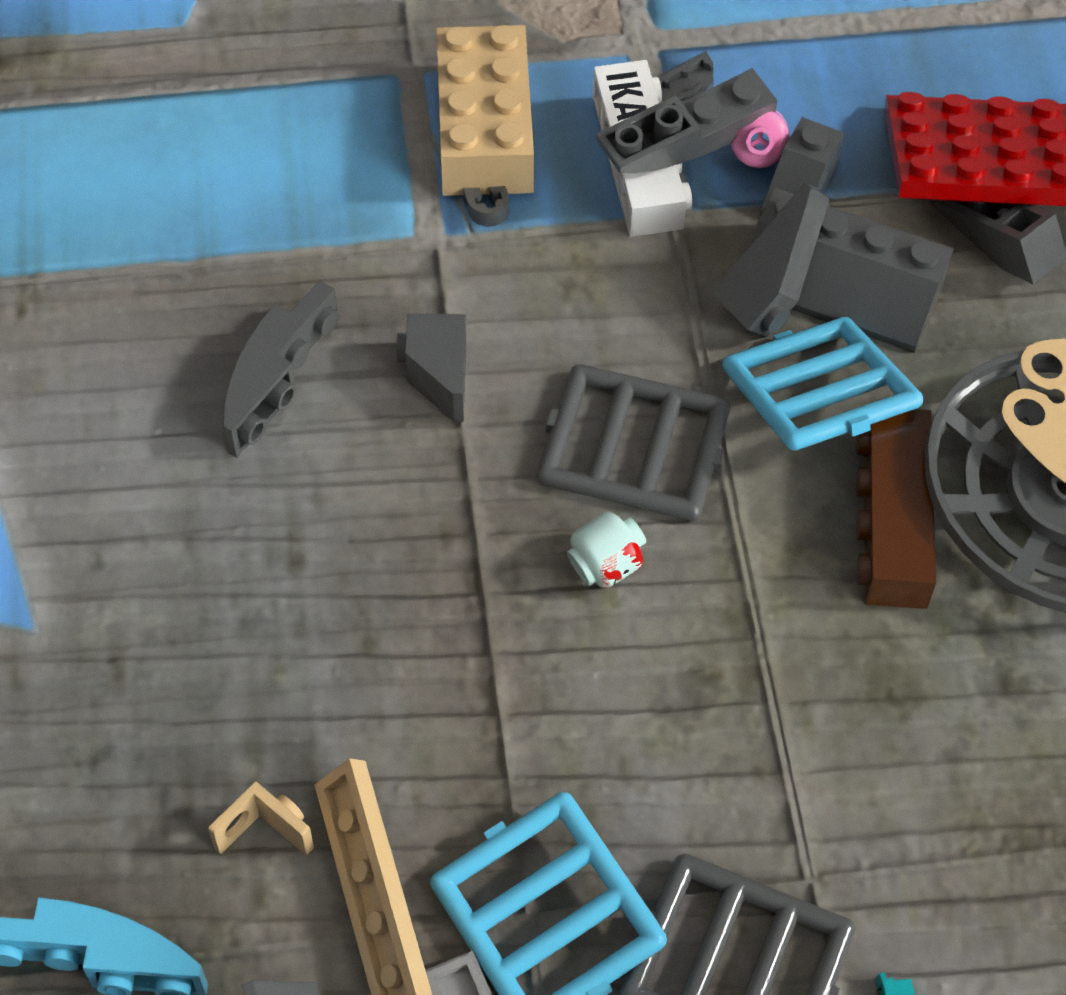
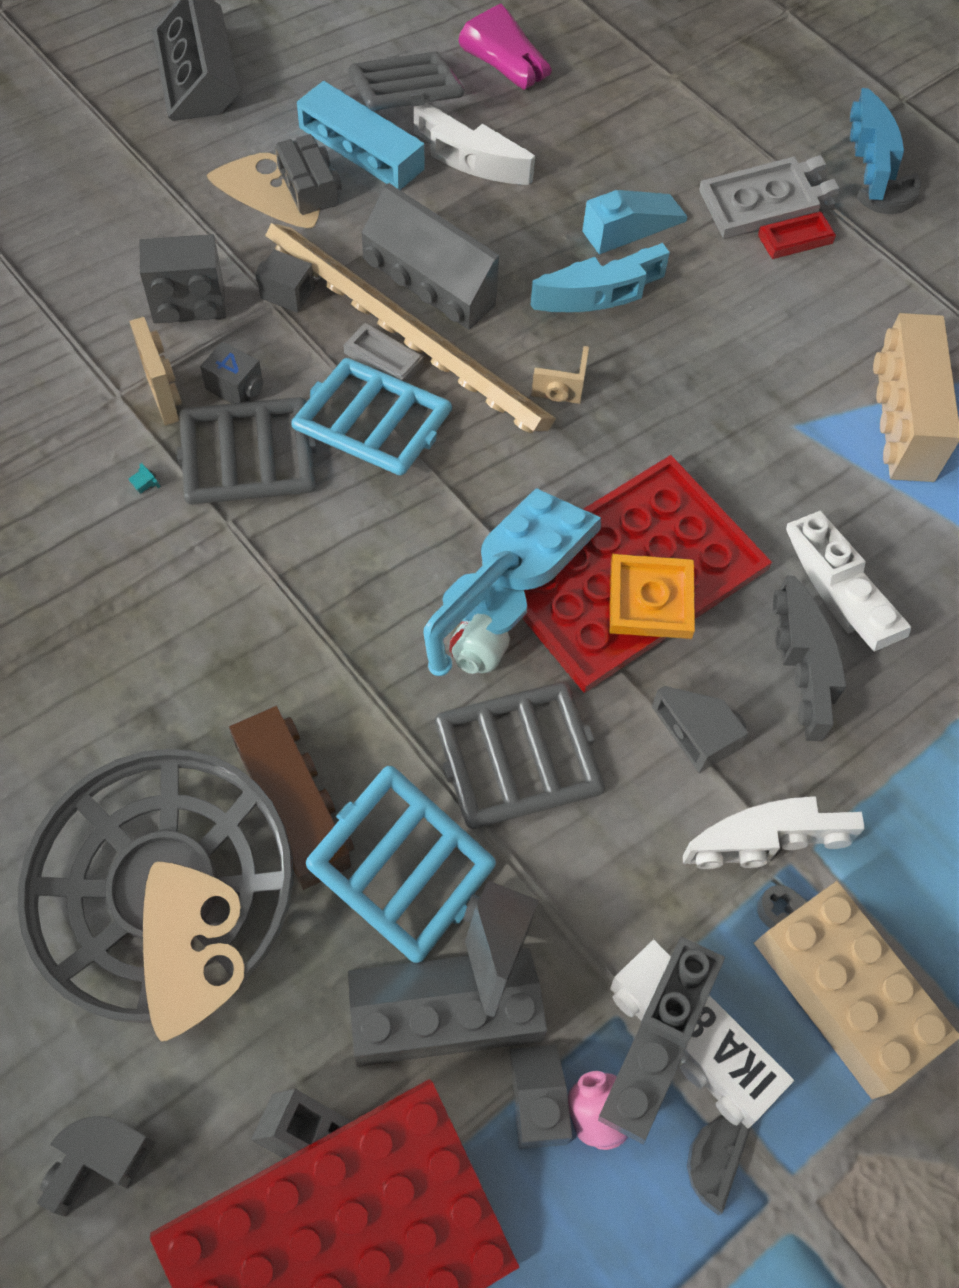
camera: 145 degrees right, 5 degrees up
(168, 410) = (840, 580): none -> white slope
(378, 553) = (648, 516): none -> red plate
(392, 483) = (652, 596): none -> light orange plate
(461, 256) = (757, 832): none -> white slope
(465, 611) = (516, 557): none -> medium azure plate

